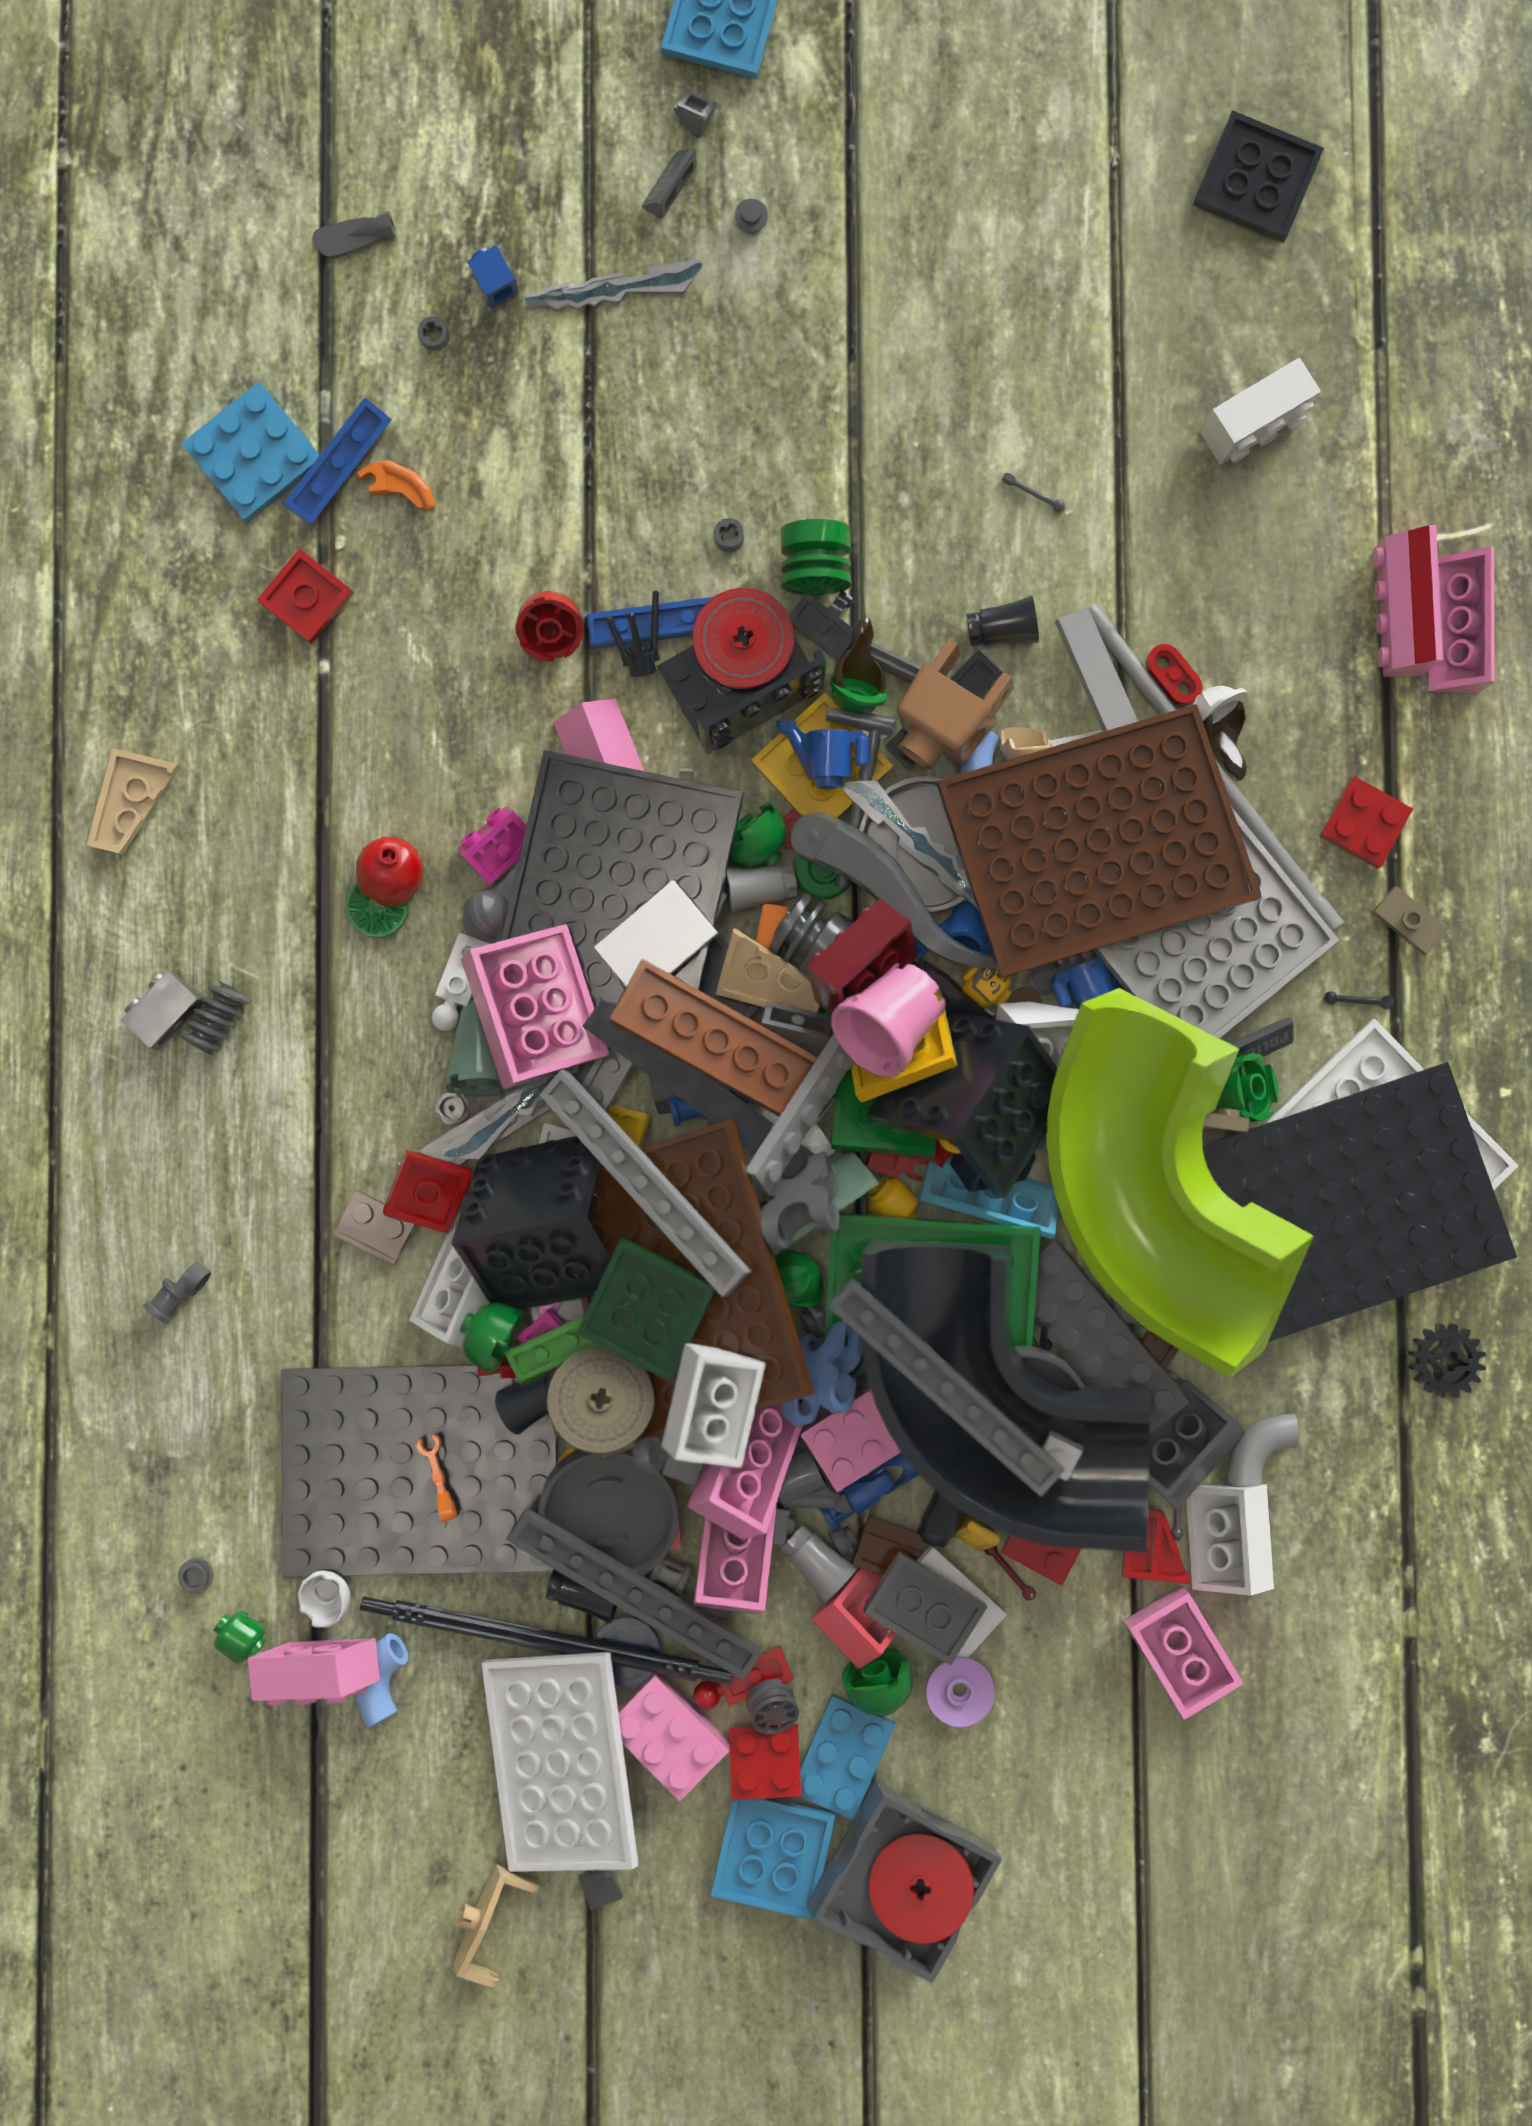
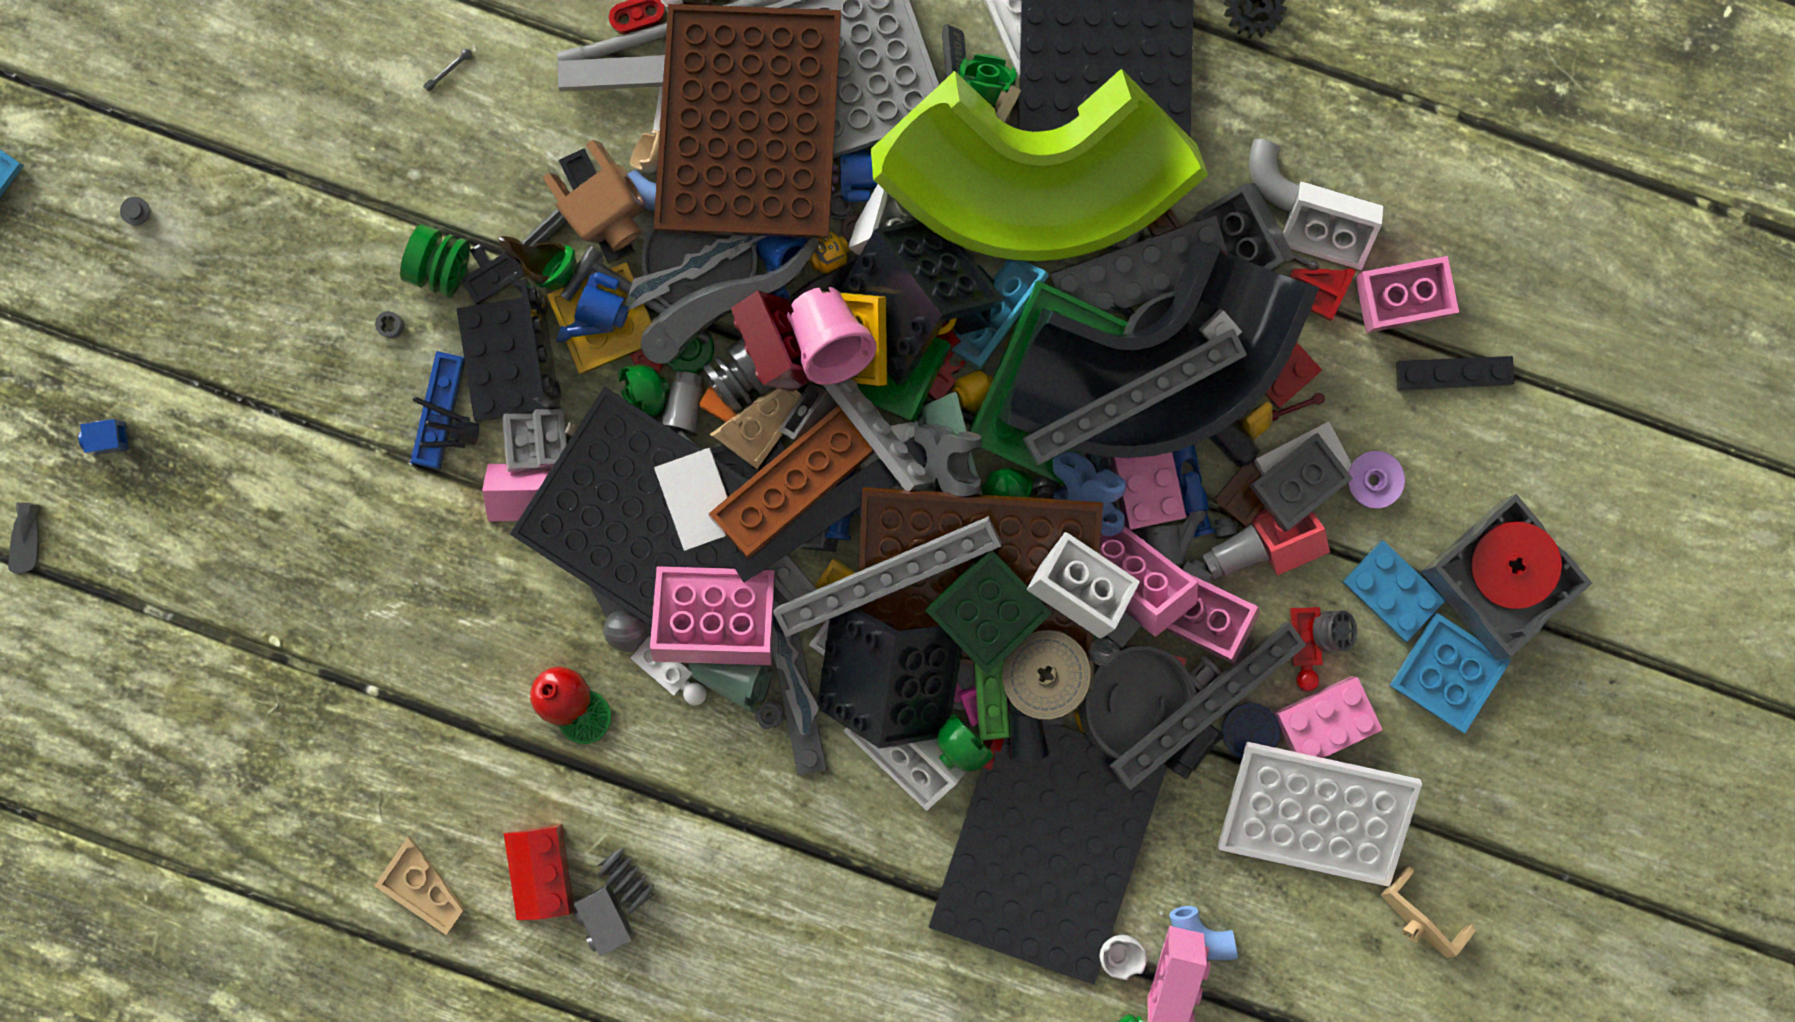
camera: 70 degrees left, 0 degrees up
(173, 1293) = (836, 993): dark grey connector -> none
(189, 921) = (539, 873): none -> red slope
(252, 452) = (173, 685): dark azure plate -> none
(305, 596) = (309, 684): red plate -> none
(337, 461) = (208, 618): blue plate -> none
(370, 1230) = (842, 811): plate -> none
(400, 480) = (241, 575): orange piece -> none
(427, 1191) = (829, 757): red plate -> none
(441, 327) = (121, 502): dark grey bush -> none
(445, 1503) = (1083, 832): orange piece -> none
(495, 845) = (570, 602): dark pink bracket -> none
(544, 1639) = (1218, 793): black axle -> none
(549, 626) = (409, 494): red cylinder -> none
(600, 1887) = (1427, 819): dark grey slope -> none
(613, 287) = (150, 343): light grey sword -> none
(660, 738) = (533, 439): none -> light grey slope
(671, 182) = (82, 265): dark grey slope -> none
(695, 112) = (31, 224): dark grey slope -> none
(729, 660) = (462, 327): red piece -> none
(764, 1764) = (1377, 653): red plate -> none
(879, 1685) = (1348, 540): green cylinder -> none
(1004, 624) = (545, 131): black plant -> none
(1115, 1739) = (1455, 373): none -> black plate

